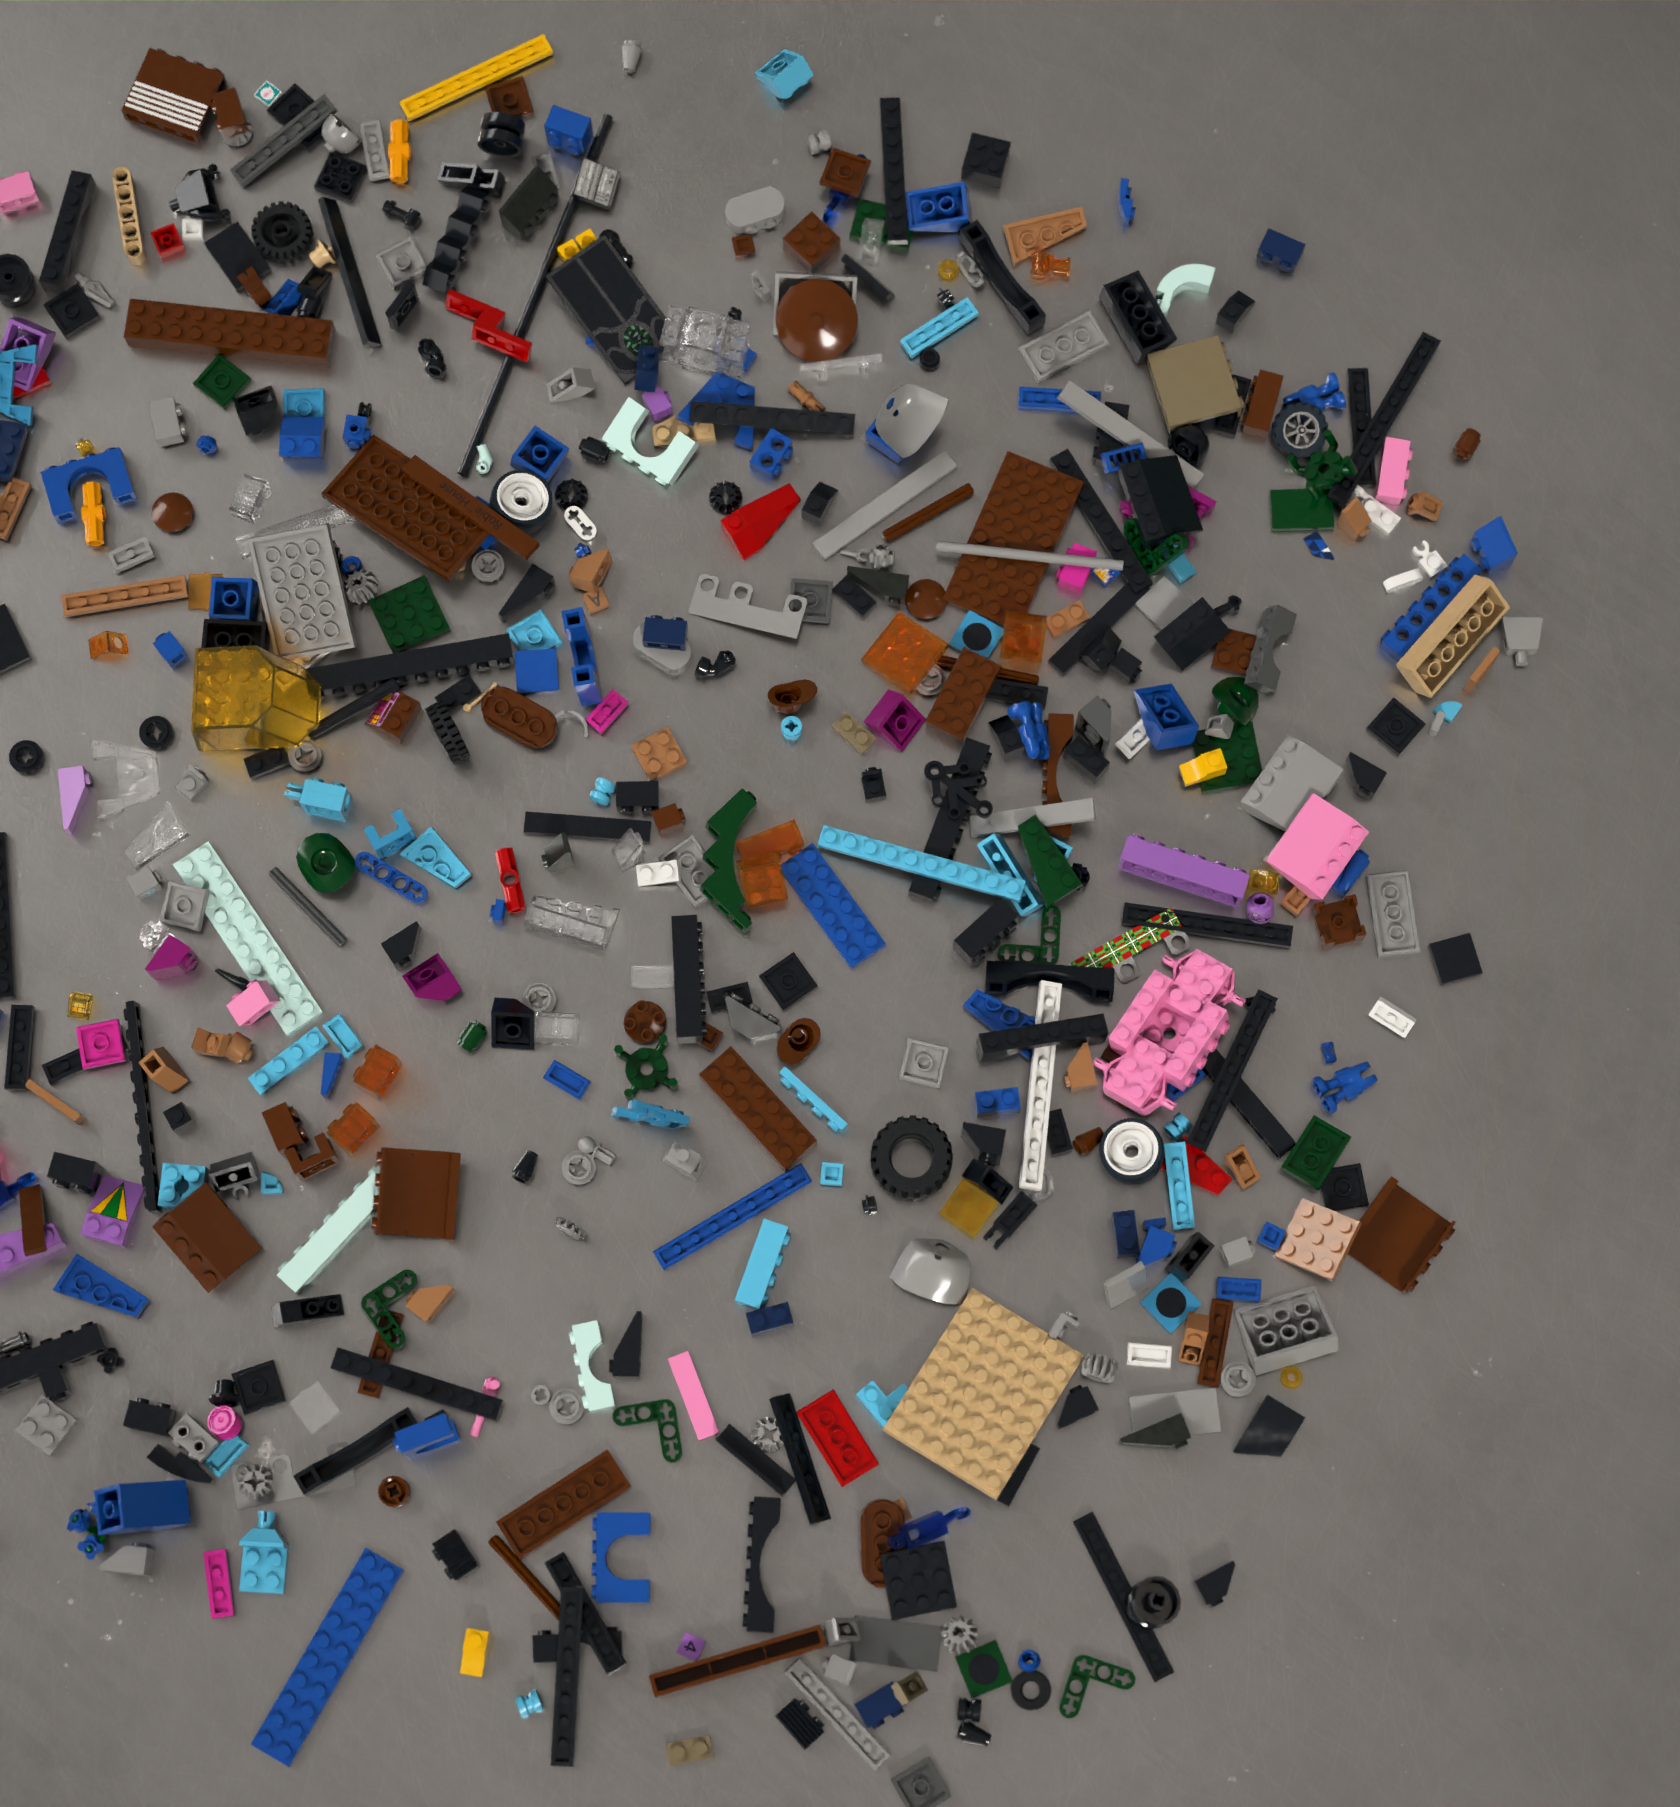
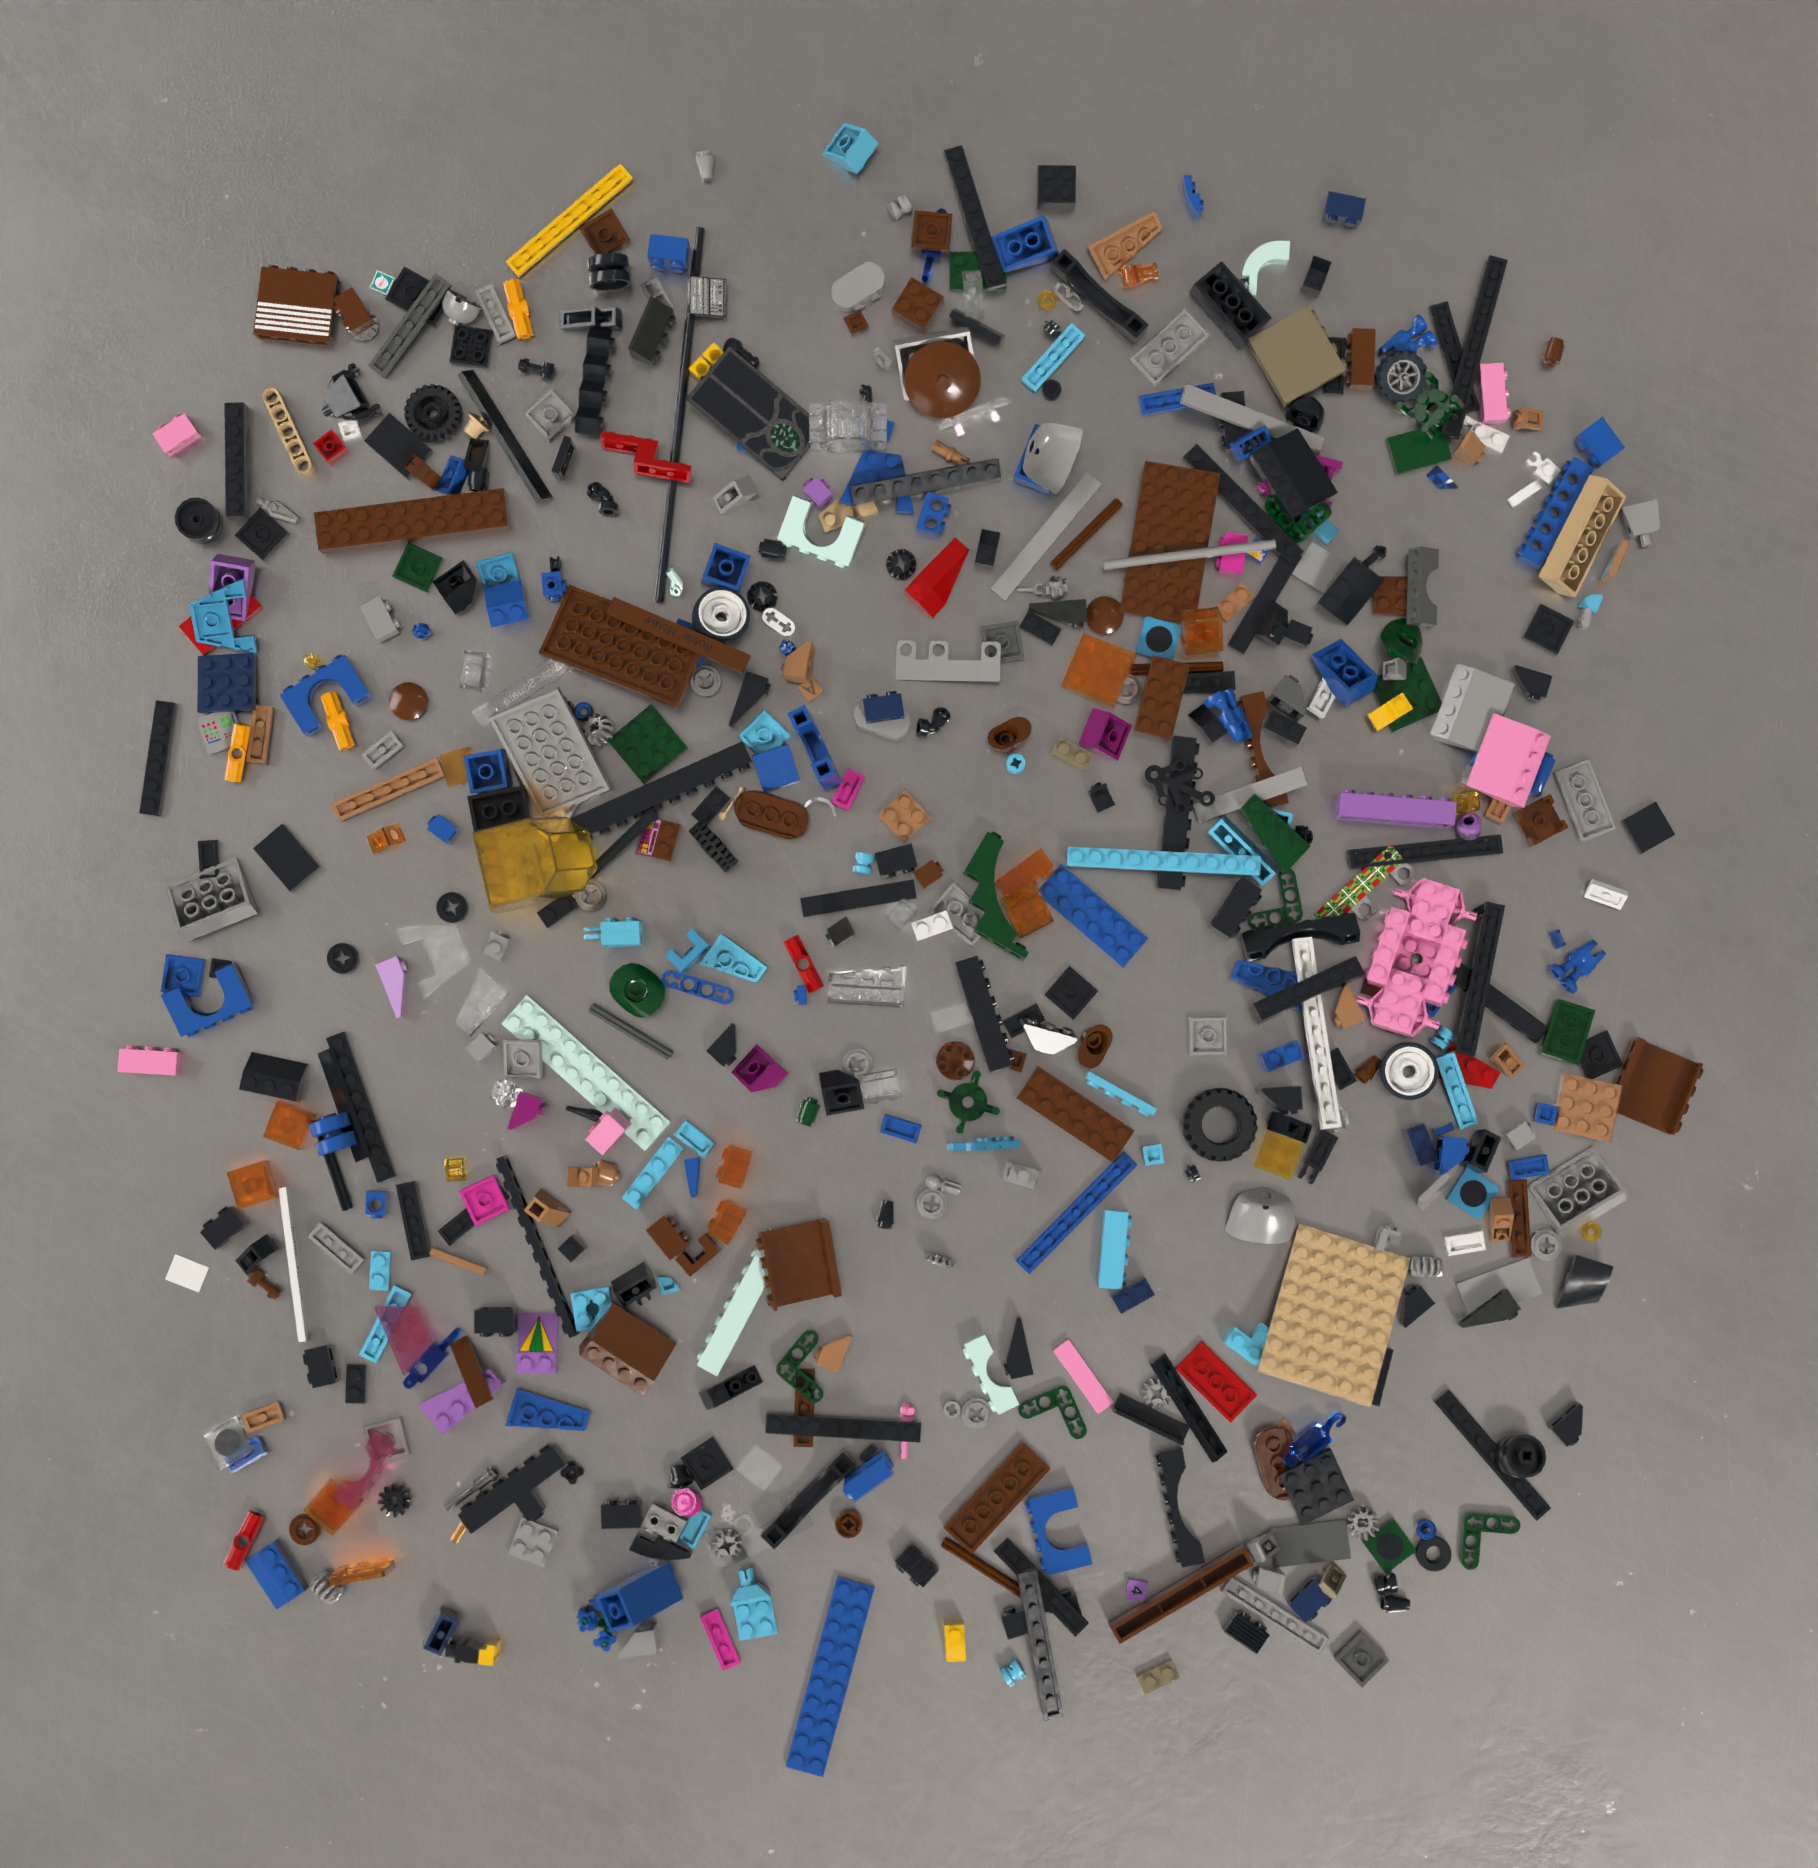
camera: 15 degrees left, 10 degrees up
(646, 368) = (801, 463): dark blue brick -> none

